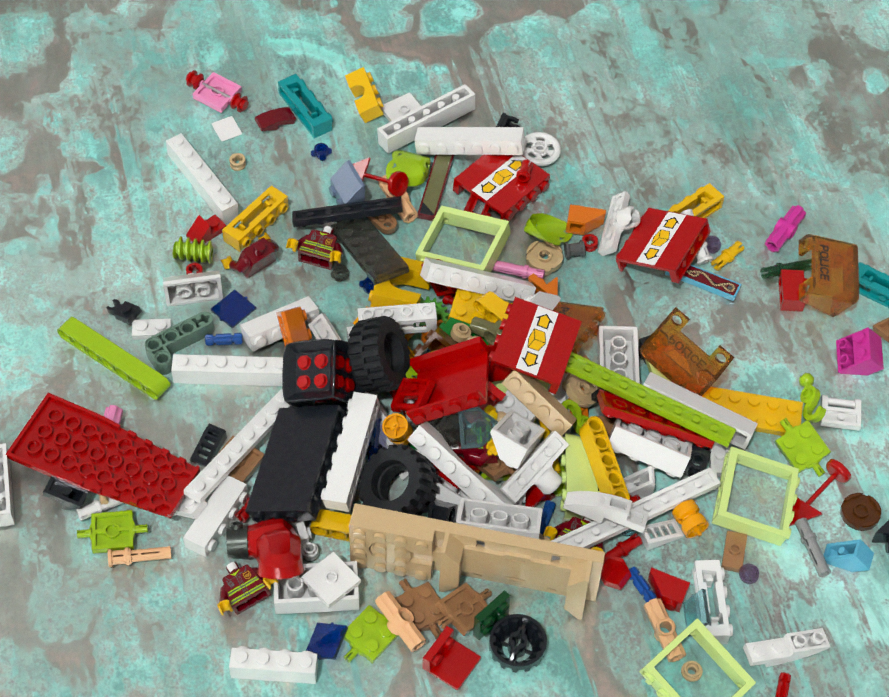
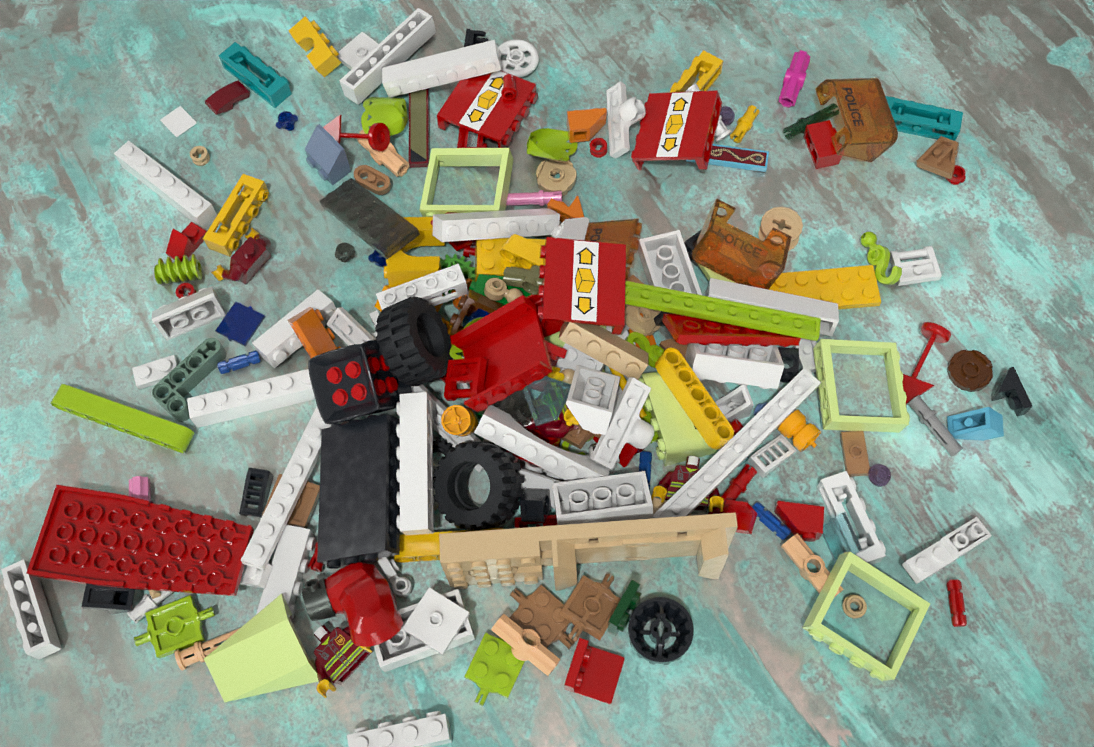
camera: 10 degrees left, 10 degrees up
(124, 312) = (121, 361): black plate -> none
(178, 572) = (261, 656): none -> yellowish green wedge
(217, 92) = (156, 83): bright pink plate -> none
(317, 248) = (313, 231): dark red torso -> none
(327, 640) = (450, 689): clear blue piece -> none
(348, 211) = (333, 182): black plate -> none
(373, 444) = (438, 447): clear blue piece -> none
(574, 249) = (585, 159): dark grey bush -> none
(601, 505) = (711, 449): white slope -> none
(736, 345) = (783, 220): none -> tan piece
(802, 446) = (889, 315): lime plate -> none
(860, 353) = (913, 195): dark pink slope -> none

